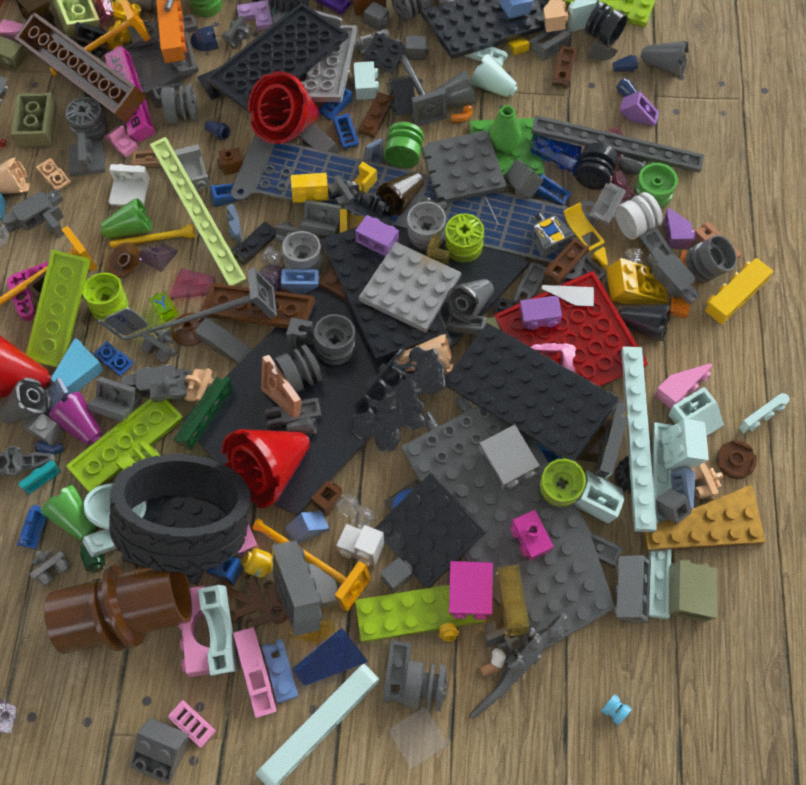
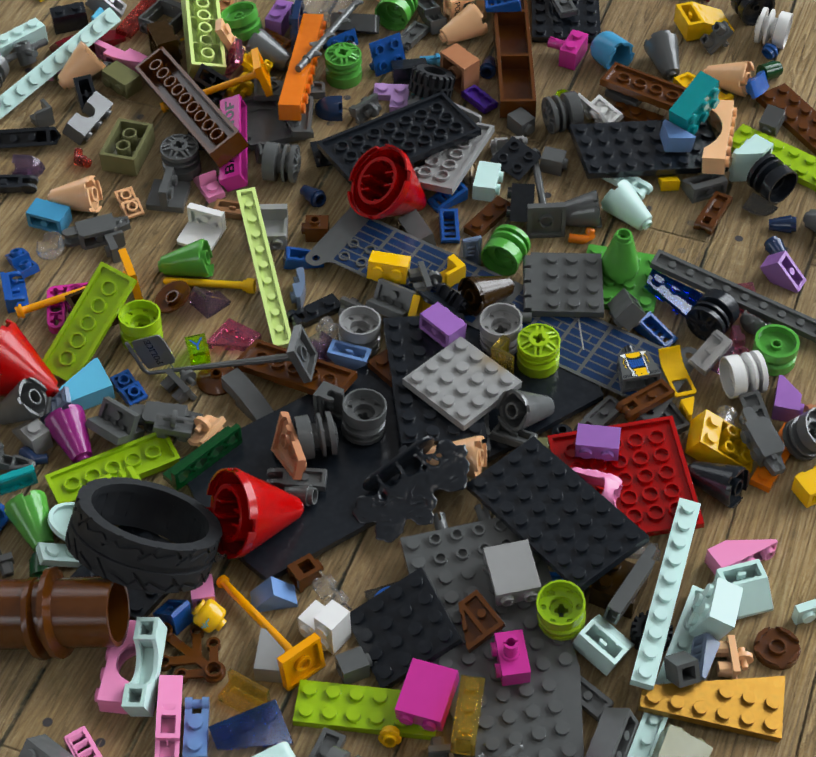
camera: 15 degrees right, 15 degrees down
(296, 587) = (240, 642): dark grey brick -> none
(493, 508) = (478, 620): none -> reddish brown wing
(576, 295) = (642, 435): white sticker -> none

